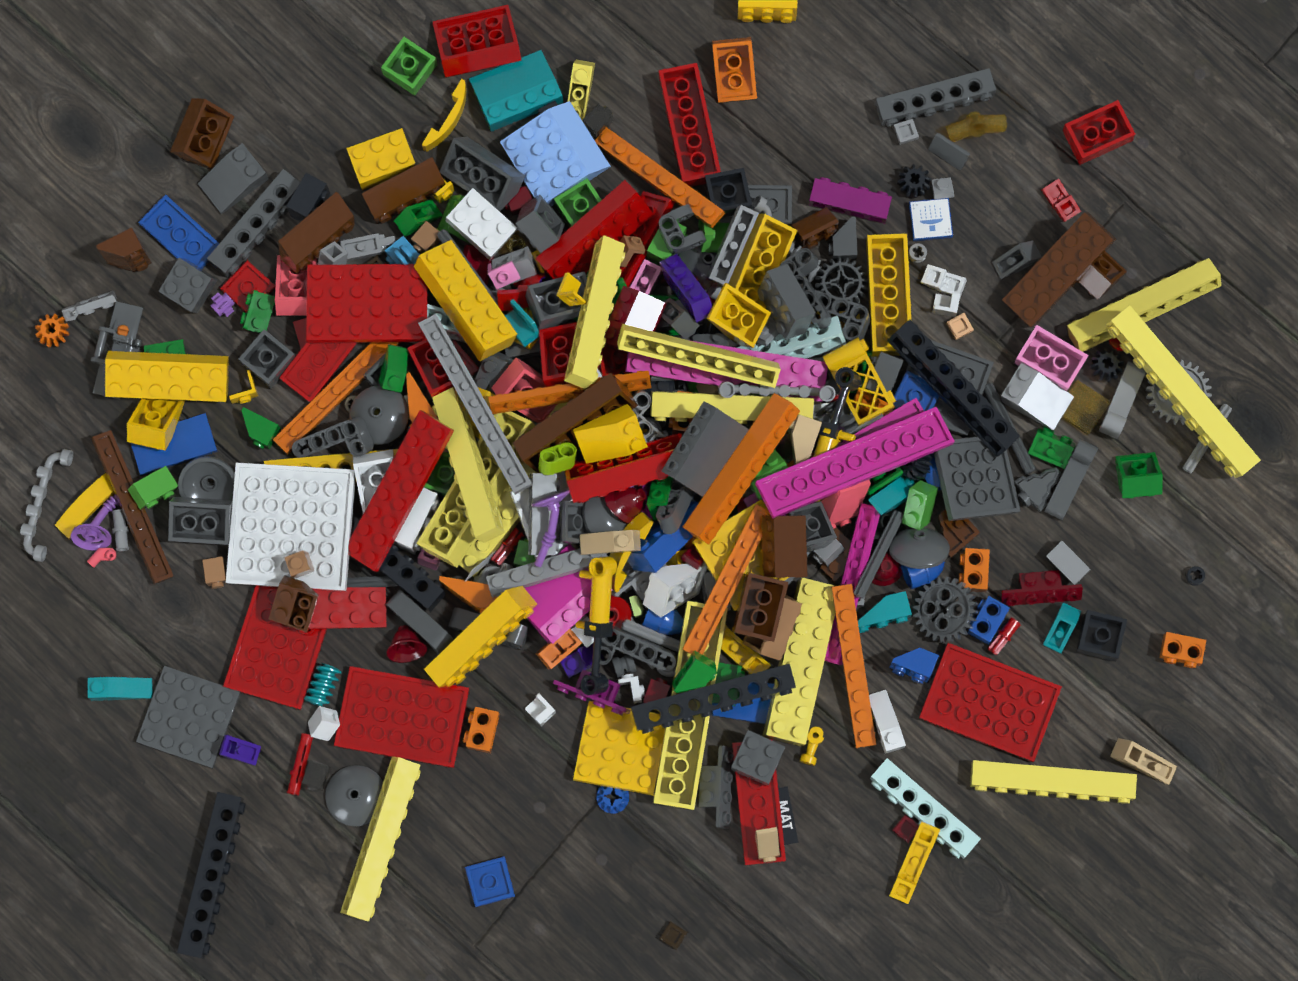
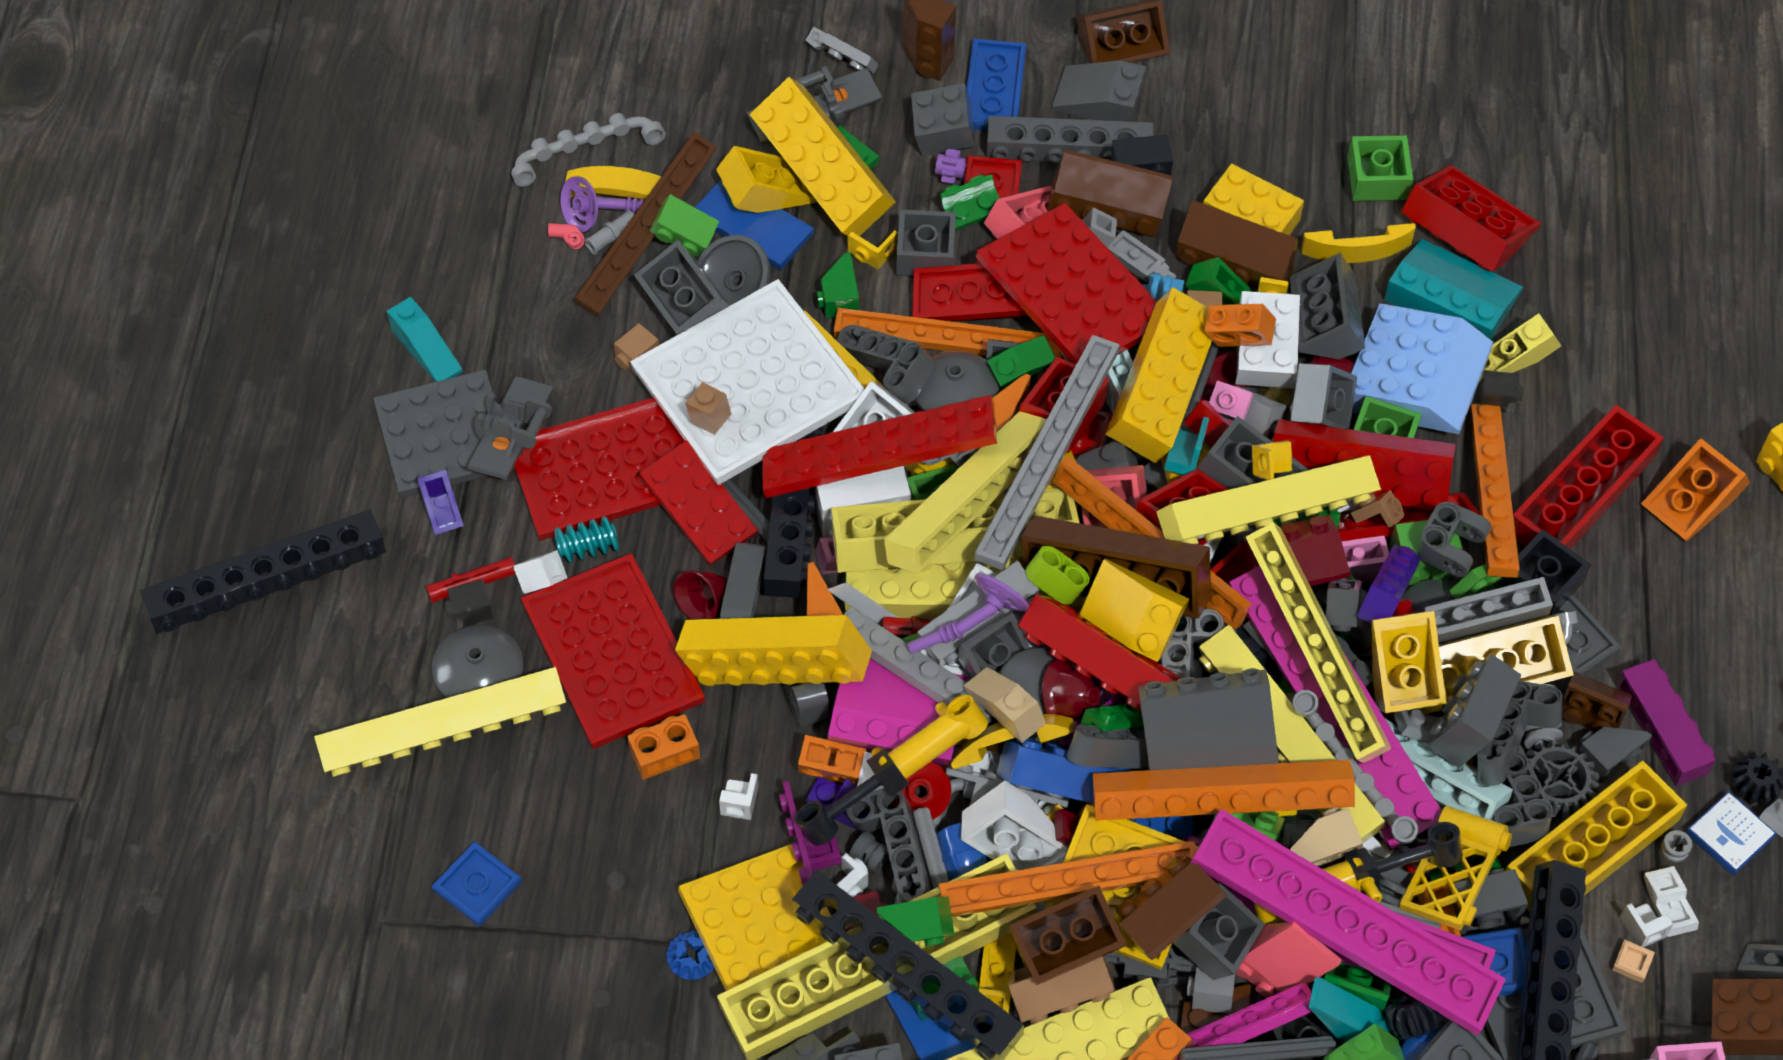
camera: 50 degrees right, 20 degrees down
(55, 323) = (784, 34): orange gear -> none
(214, 683) = (501, 427): none -> dark grey piece
(294, 604) = (656, 433): reddish brown slope -> none
(471, 238) = (1240, 325): none -> orange brick
(637, 607) = (954, 813): yellowish green tile -> none

